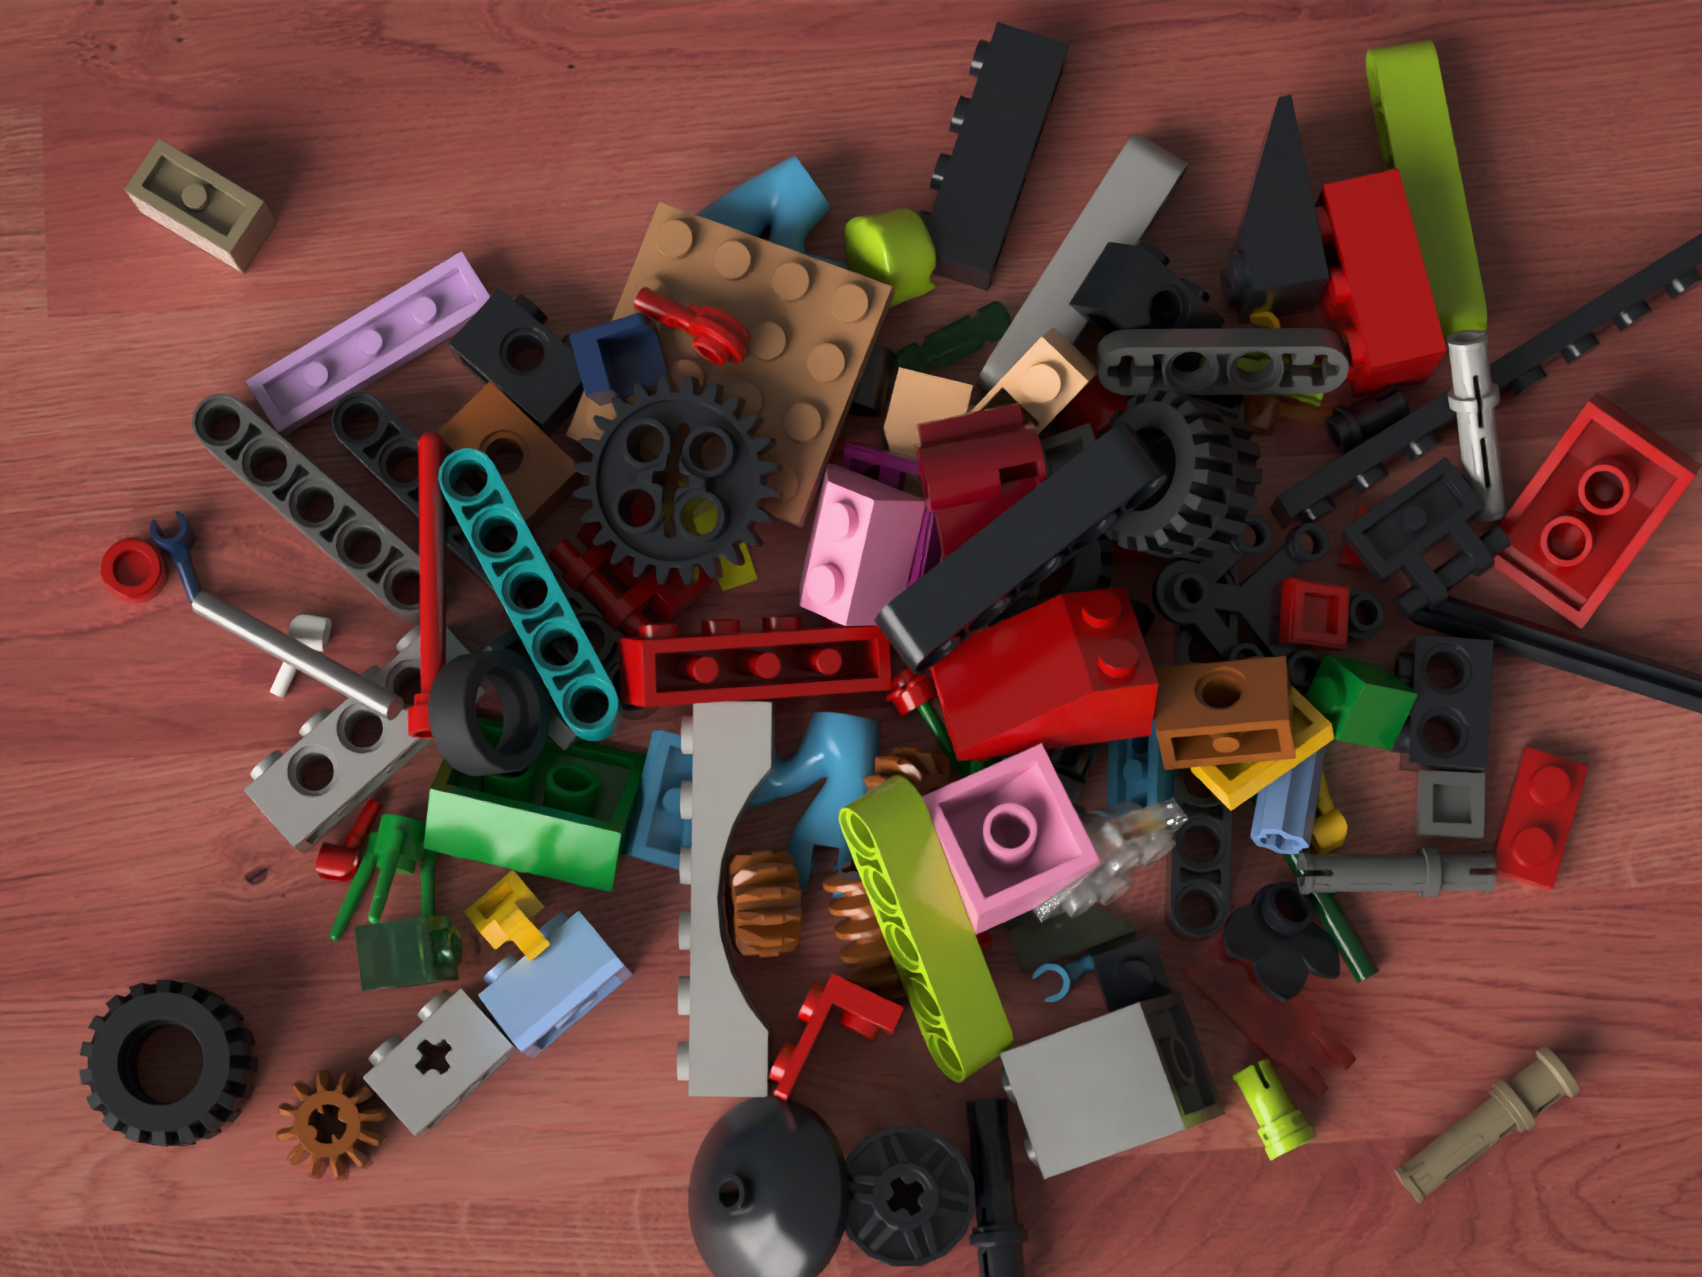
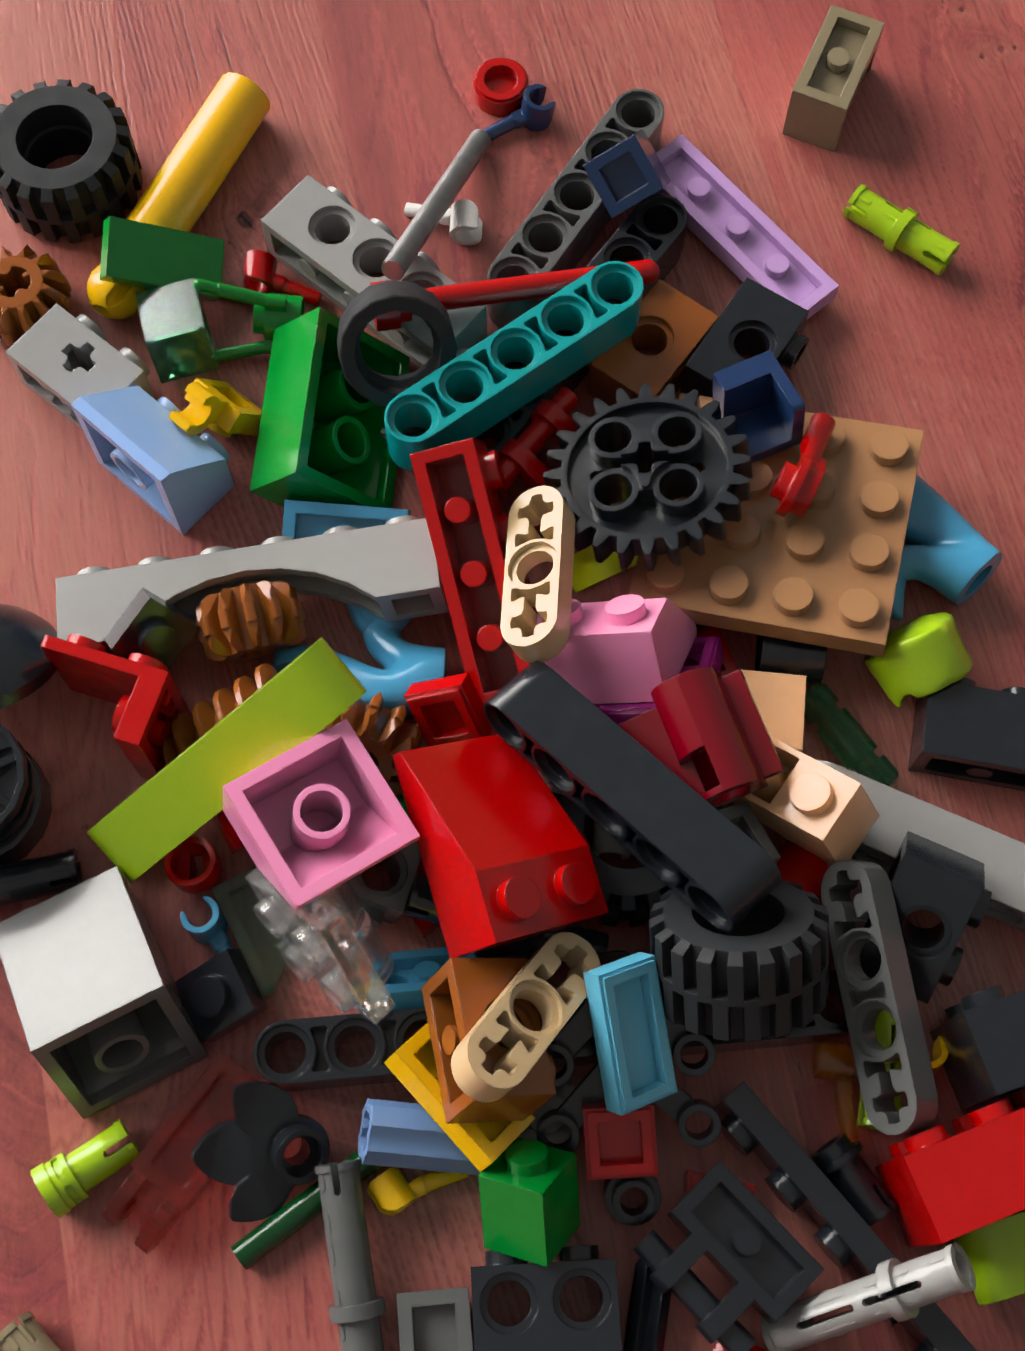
camera: 80 degrees right, 10 degrees down
(227, 940) = (190, 176): none -> yellow piece
(314, 443) = (627, 173): none -> dark blue panel
(323, 960) = (157, 255): none -> green tile
(396, 173) = (900, 230): none -> lime pin
(740, 575) = (553, 594): none -> tan beam
(768, 997) = (152, 629): none -> black plate
(891, 714) = (448, 709): none -> red tile
(1009, 970) = (181, 866): none -> red hinge
(1225, 694) = (502, 1025): none -> tan beam
(1233, 584) = (630, 1032): none -> medium azure tile

